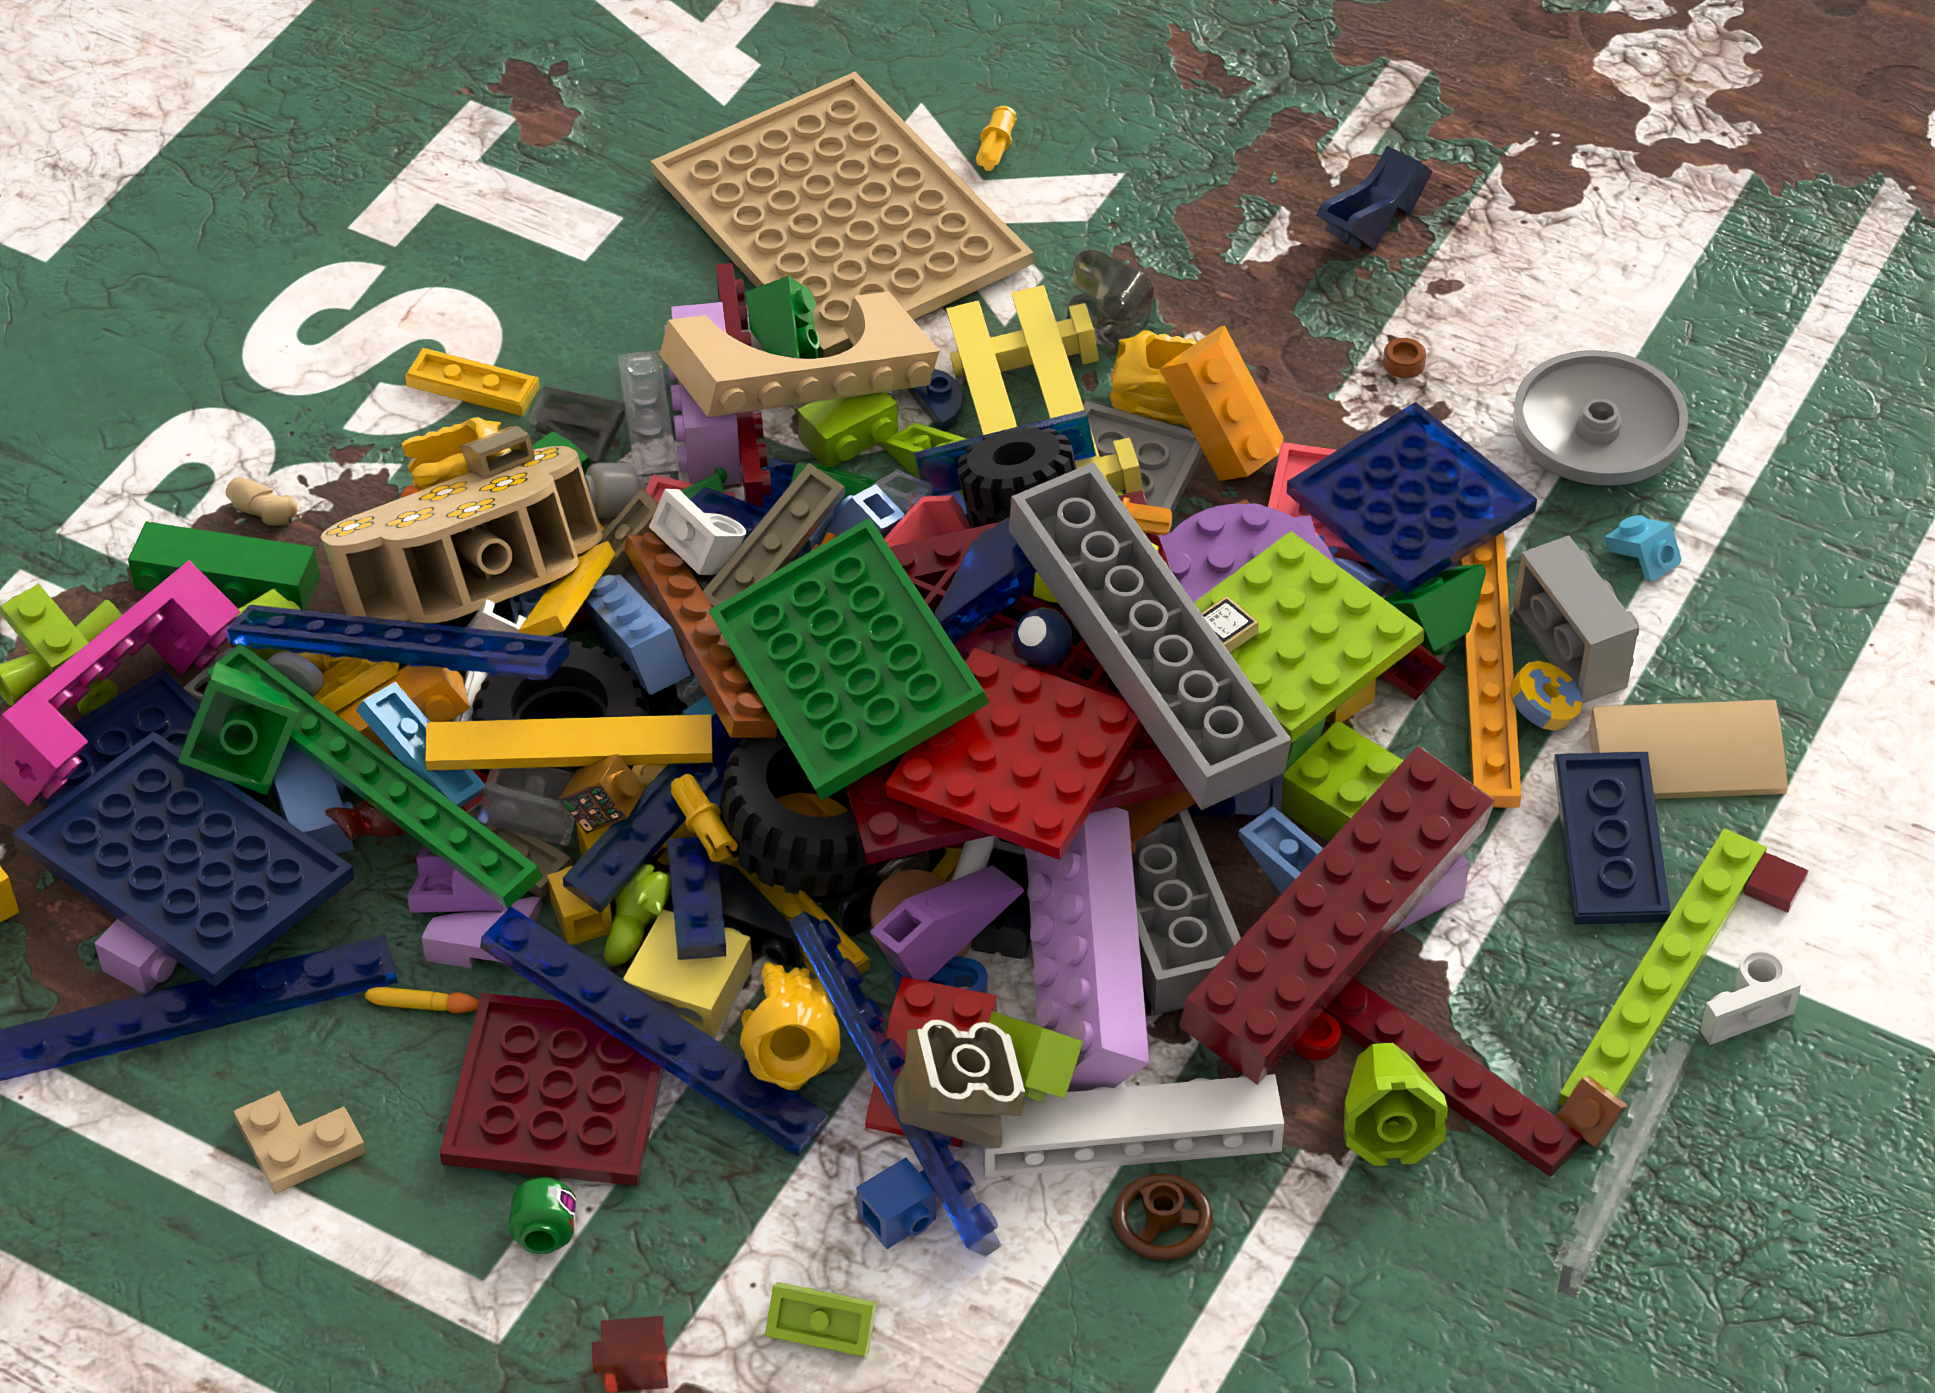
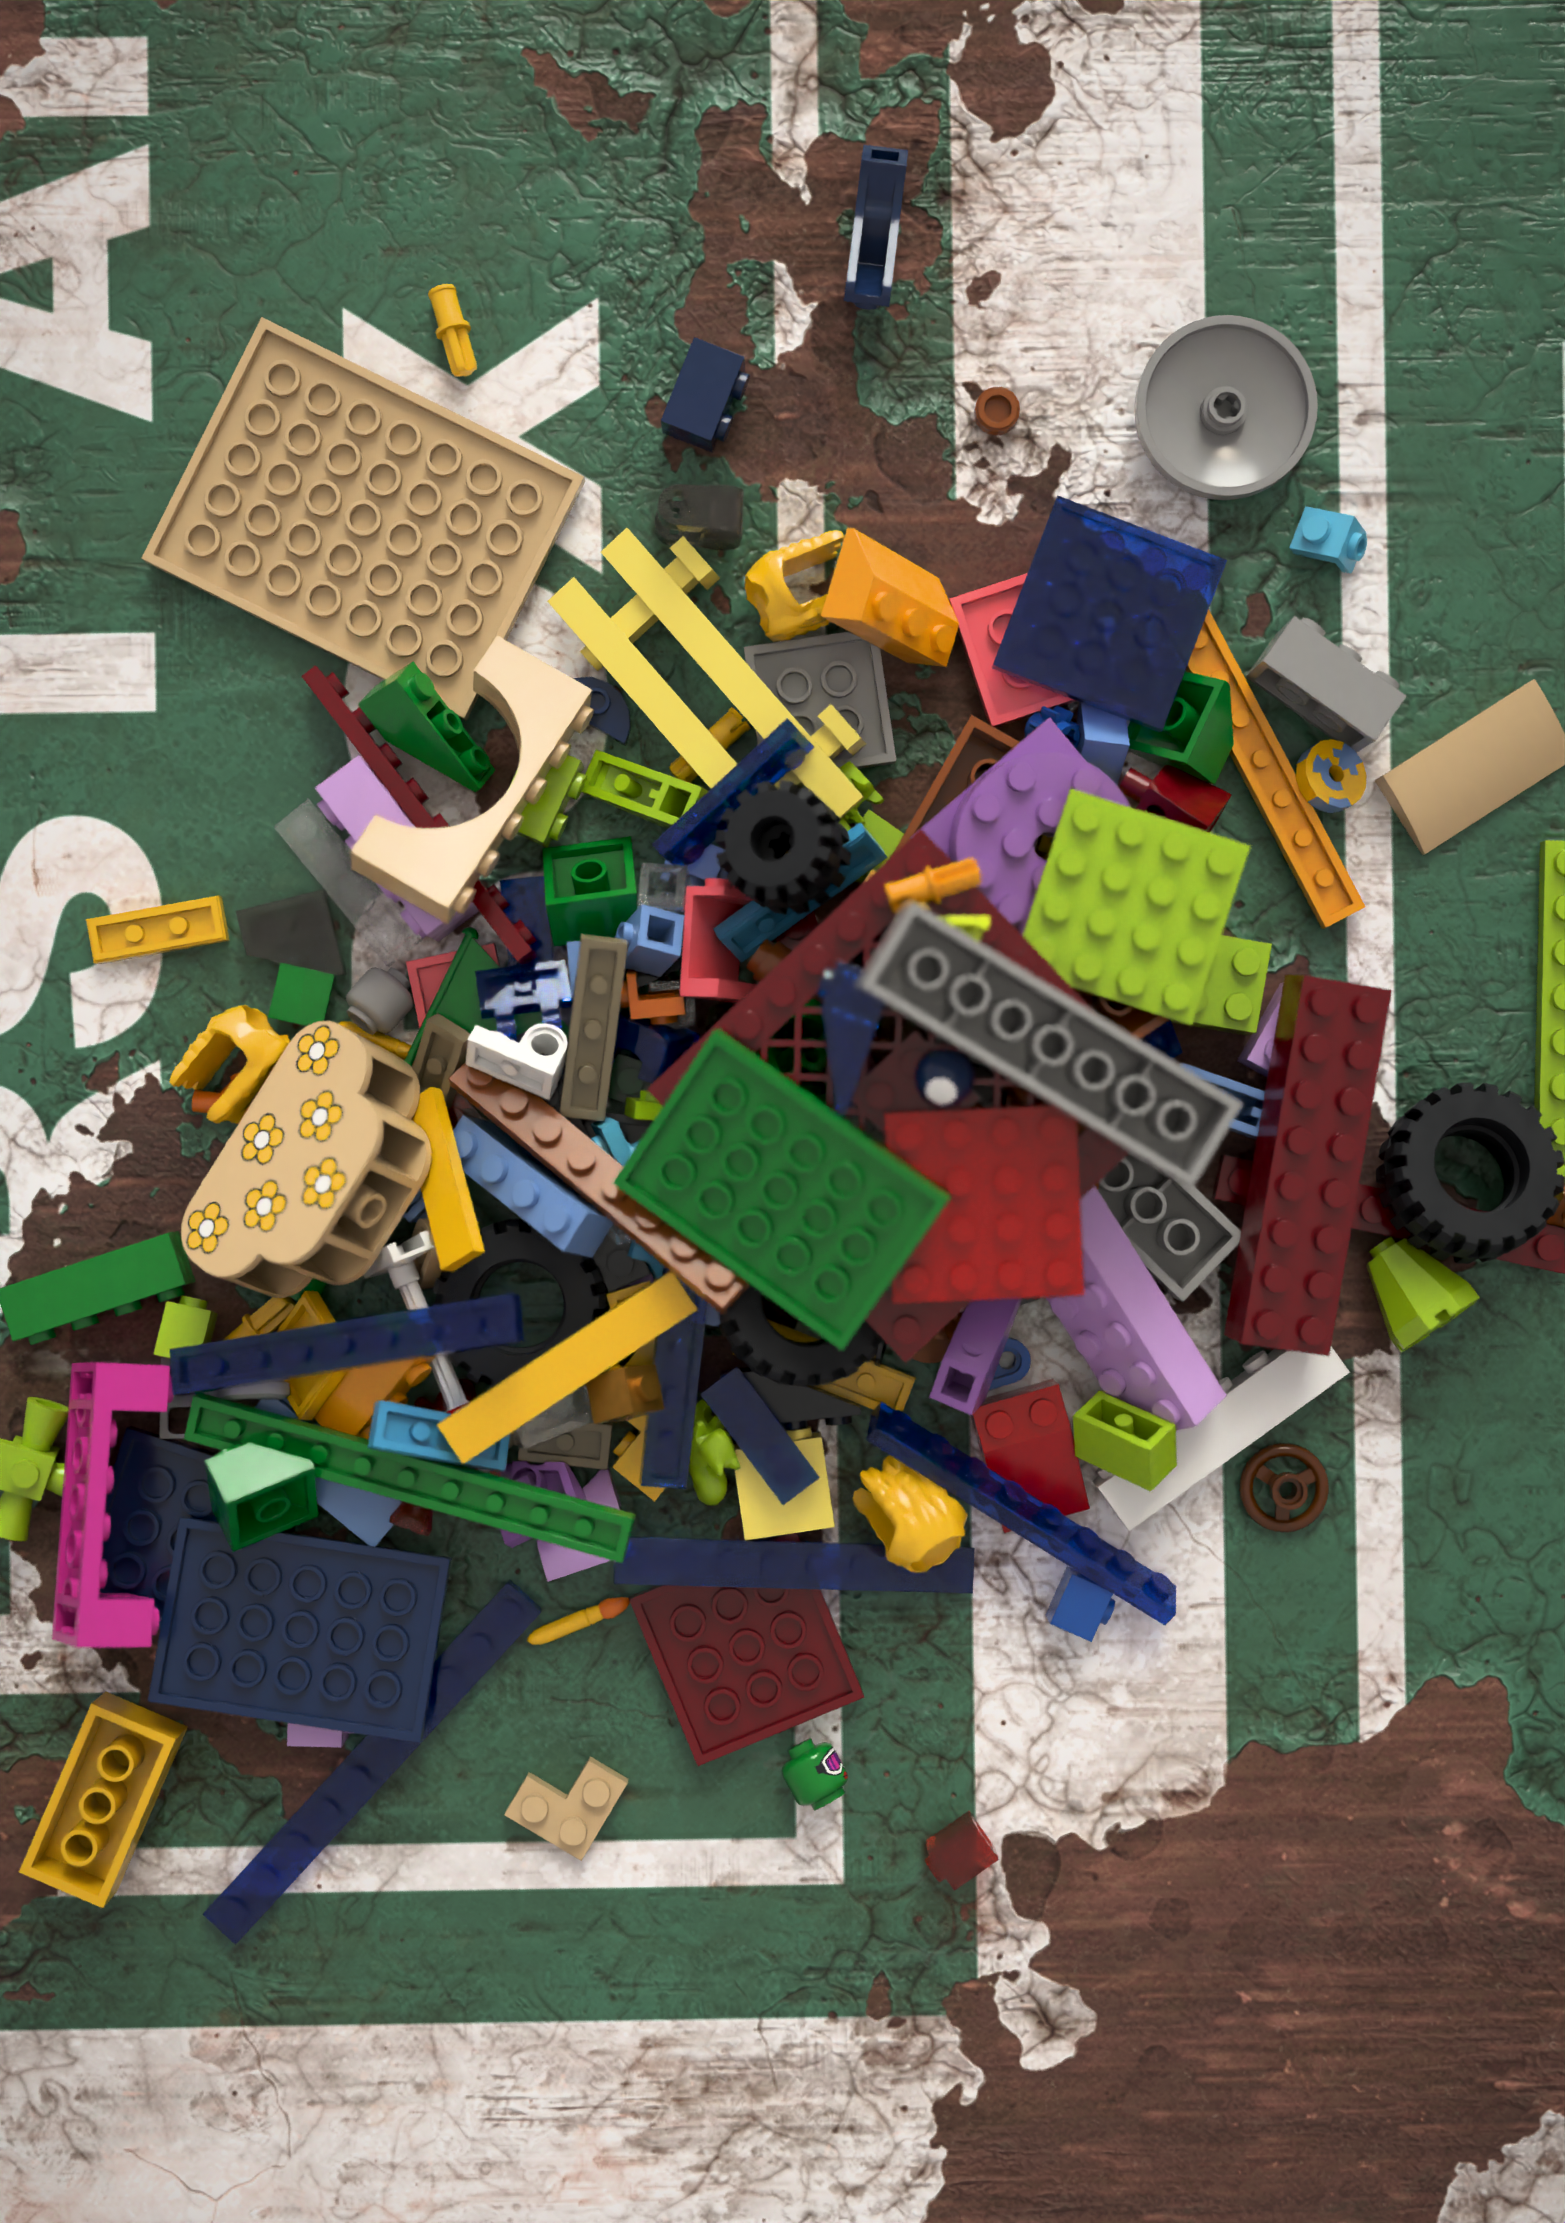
camera: 30 degrees left, 40 degrees up
(261, 501) = (70, 1189): tan arm -> none
(477, 450) = (278, 1067): dark tan piece -> none
(703, 818) = (724, 1368): yellow axle -> none
(820, 1319) = (1083, 1738): lime plate -> none
(959, 1081) = (1101, 1520): dark tan piece -> none
(1167, 244) = (704, 395): none -> dark blue brick
(1231, 623) = (1080, 949): tile -> none
(1485, 1050) = (1512, 1138): none -> black tyre
(1611, 838) = (1457, 905): dark blue tile -> none

